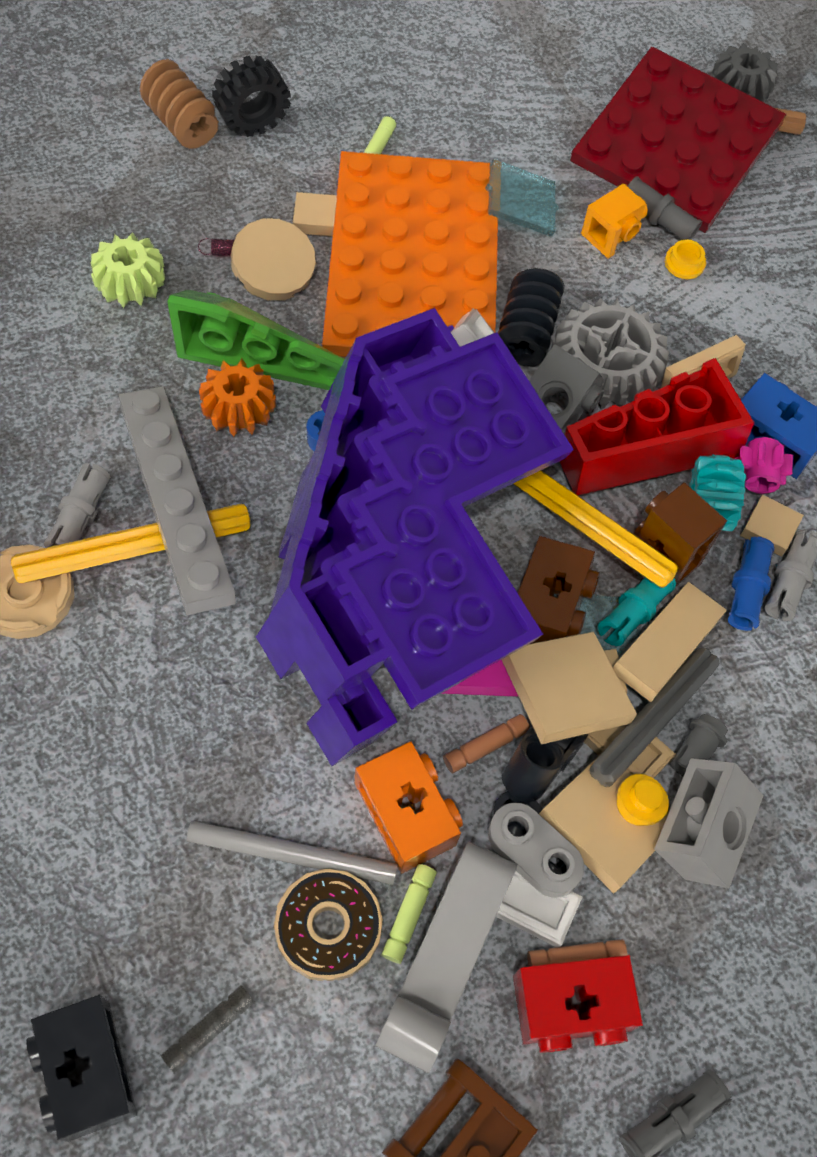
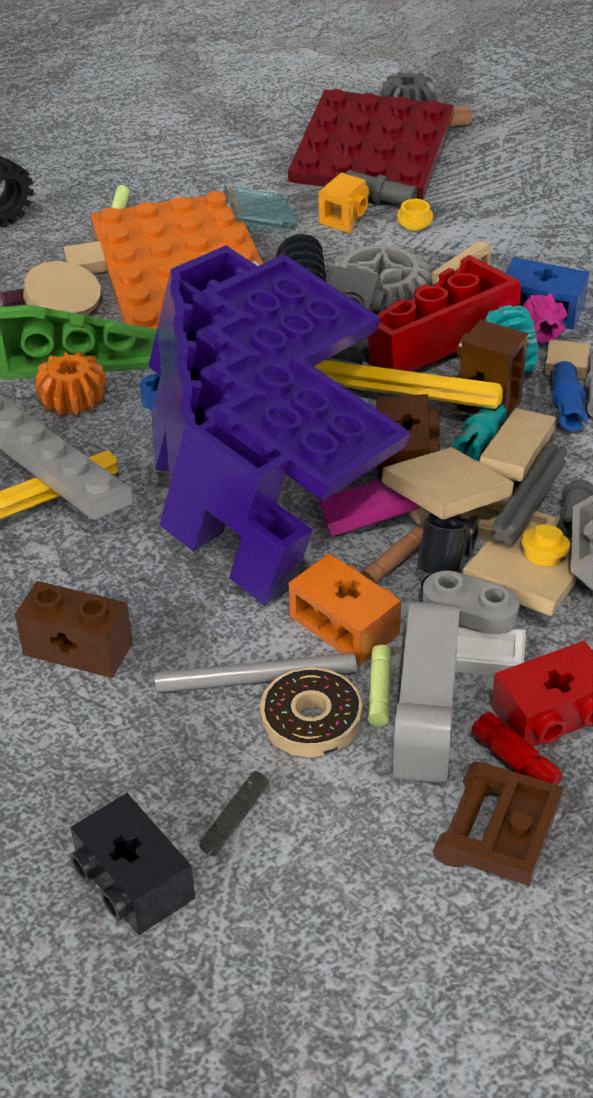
camera: 10 degrees left, 20 degrees down
(127, 743) = (74, 629): none -> reddish brown brick
(512, 1056) = (514, 749): none -> red axle

